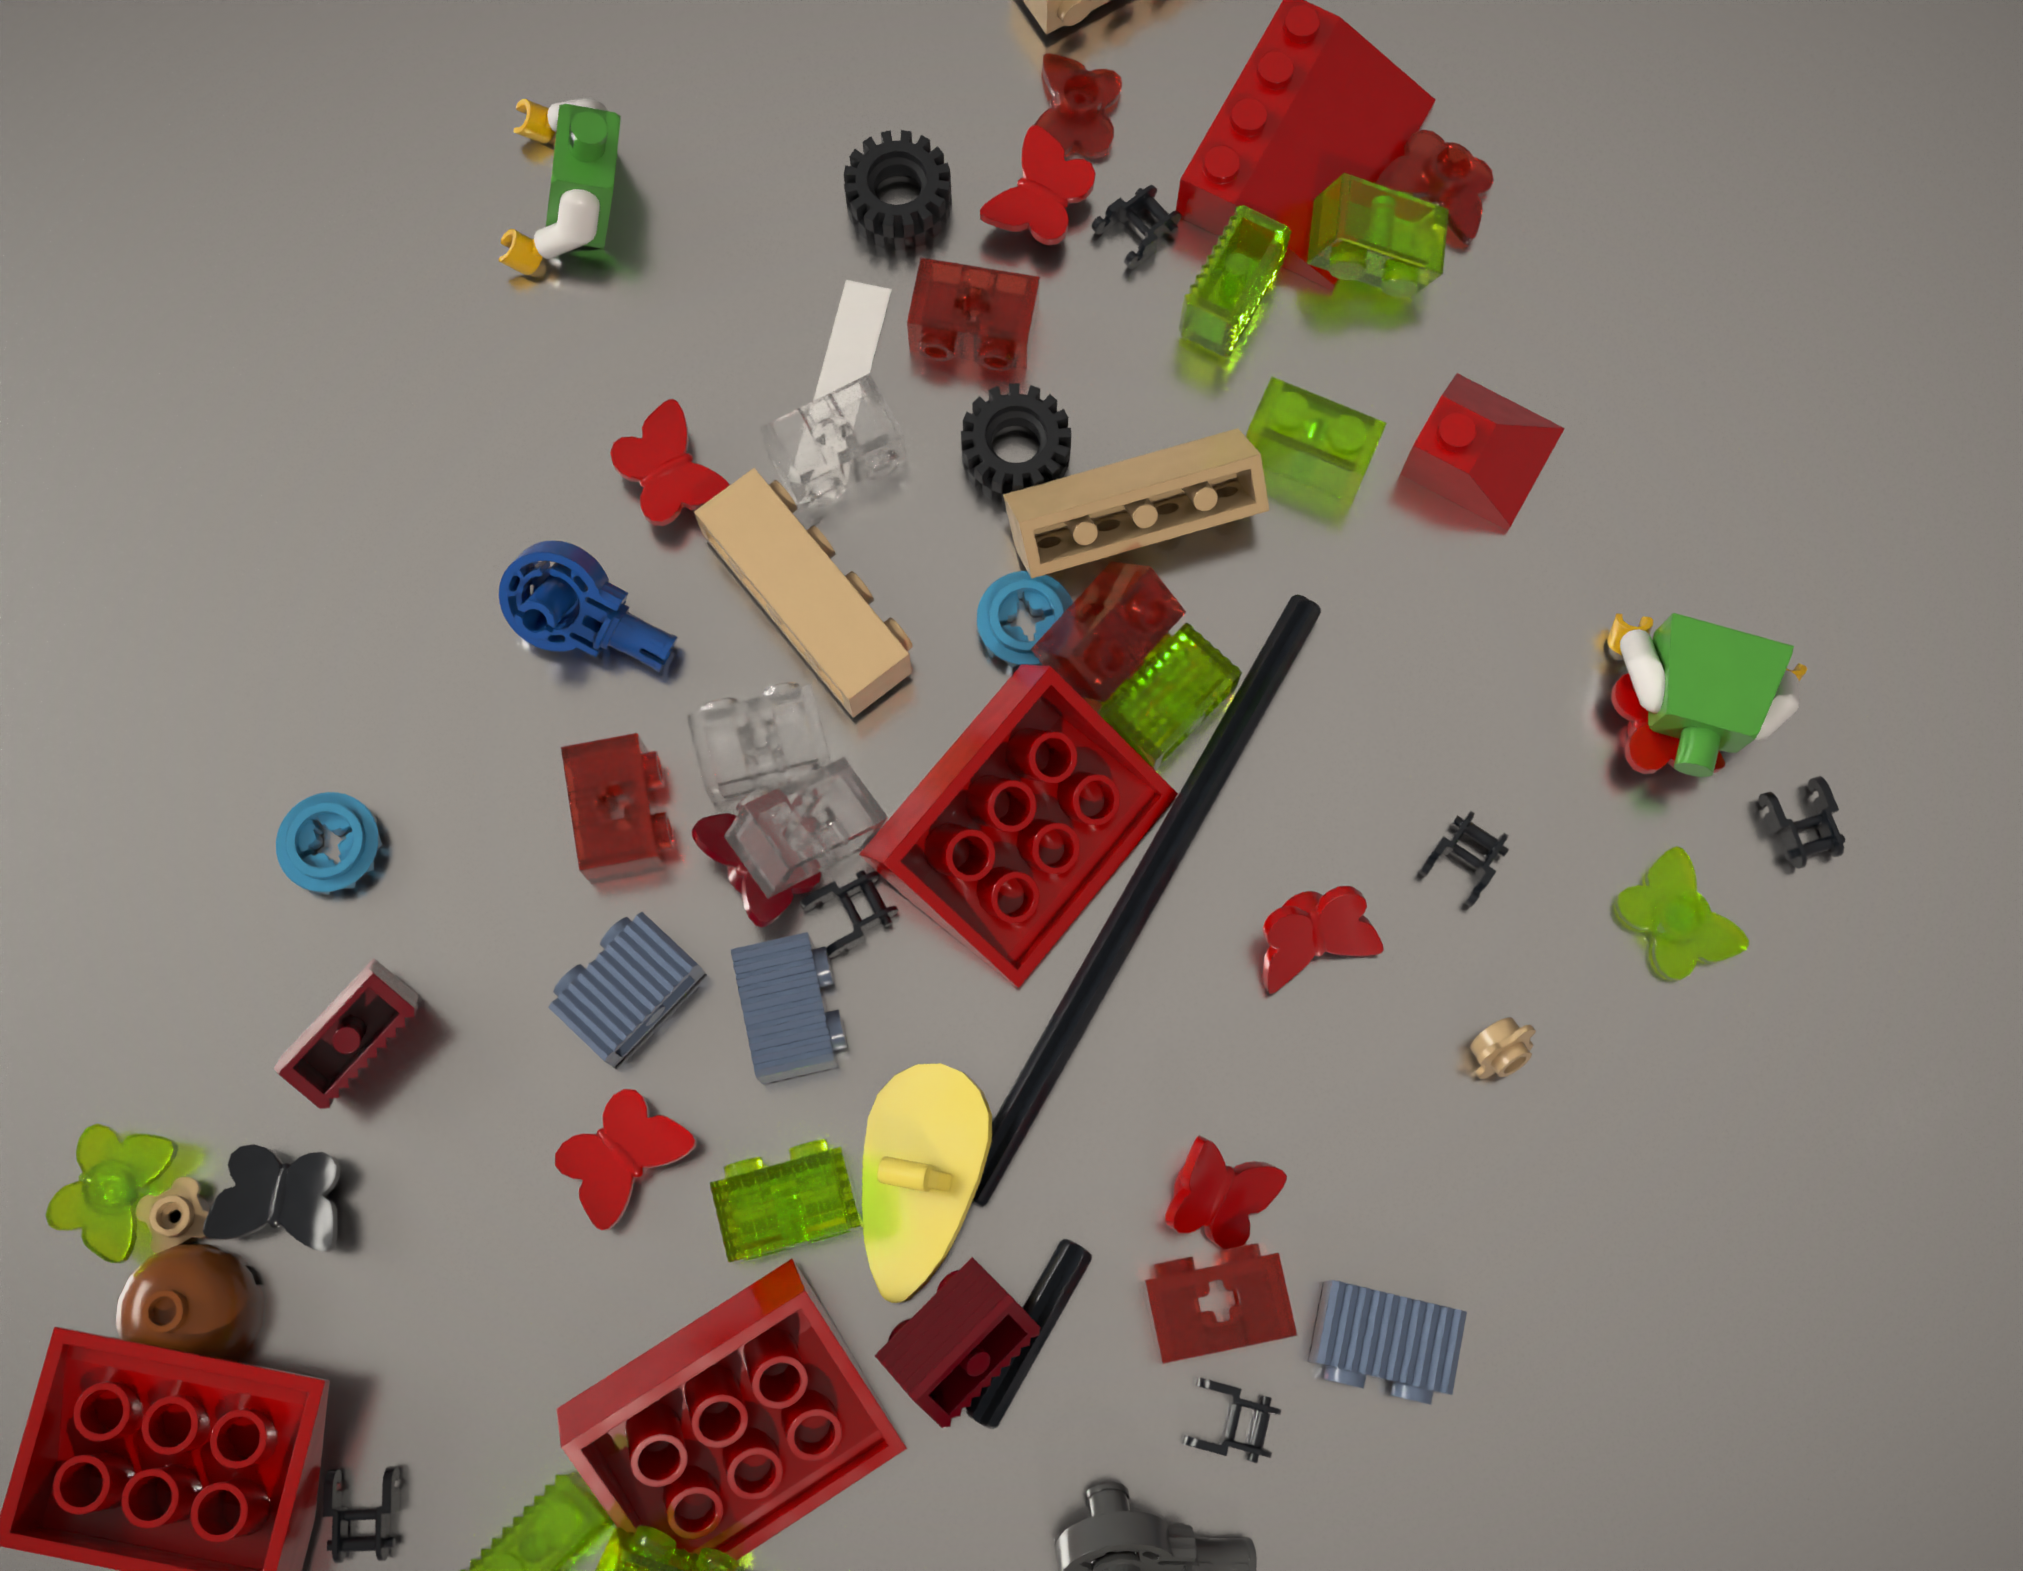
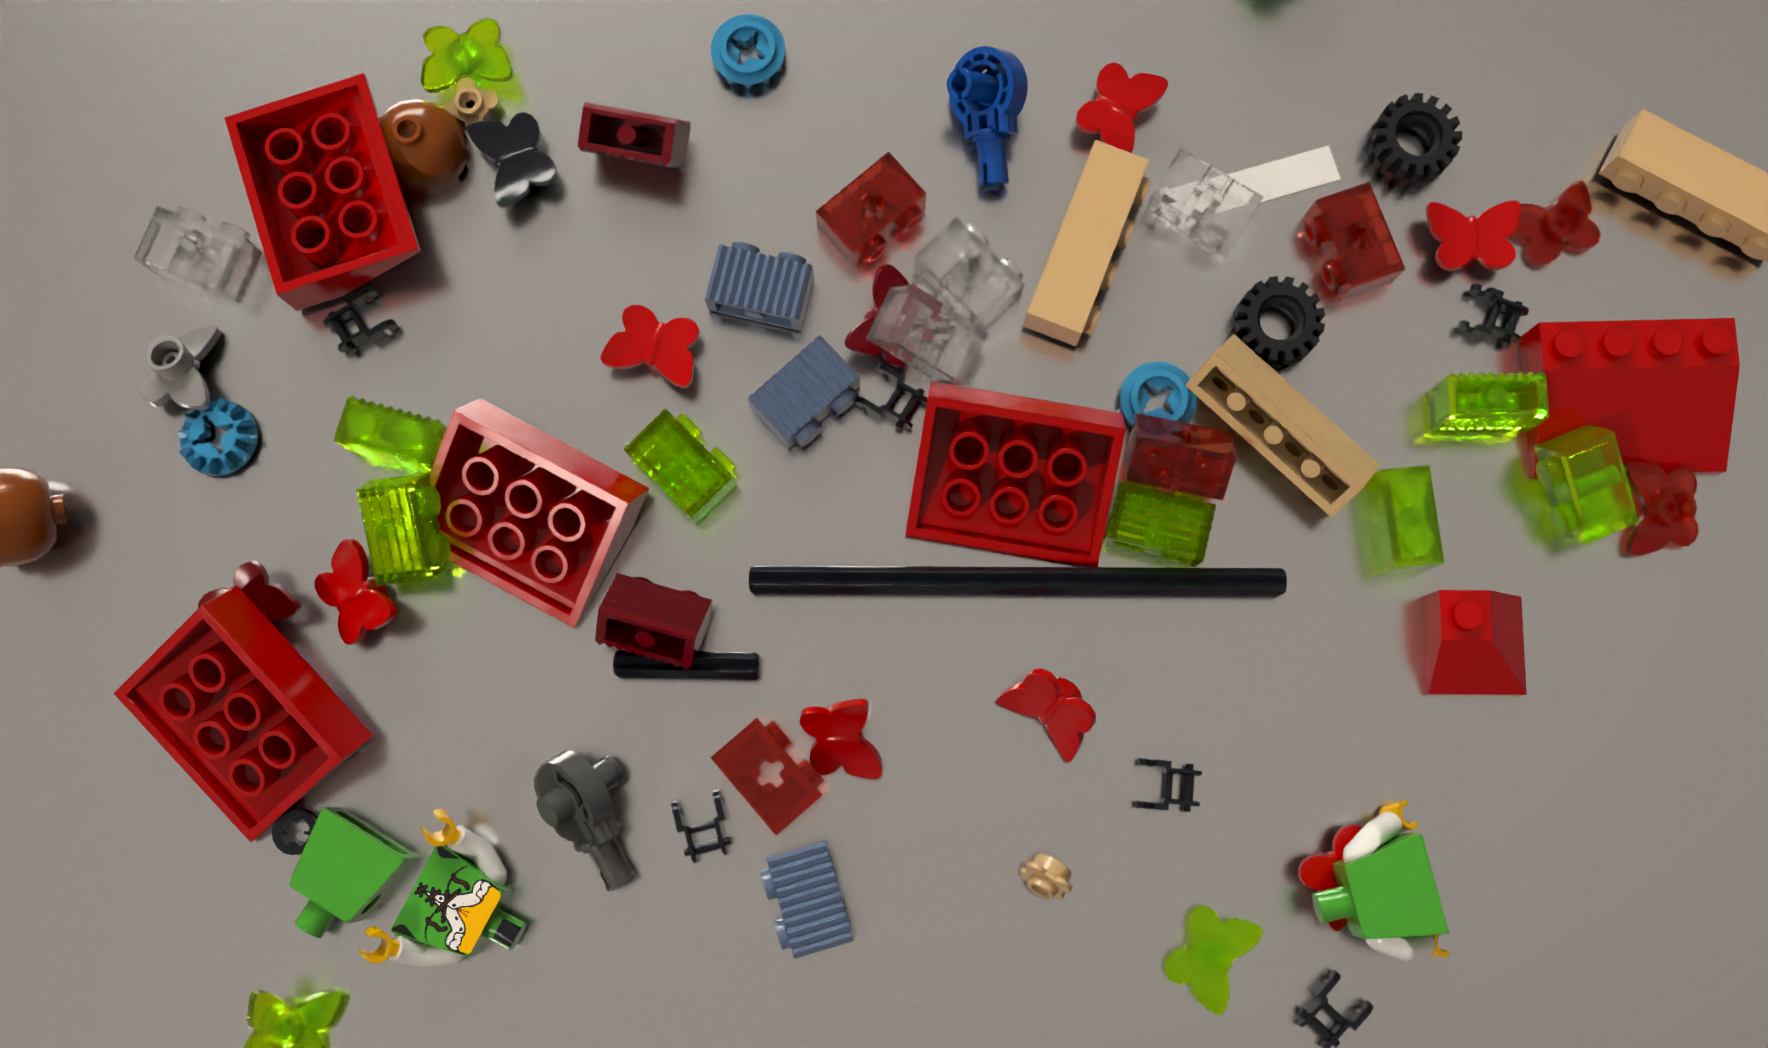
camera: 60 degrees right, 5 degrees up
(920, 1173) = (749, 538): light yellow shield -> none

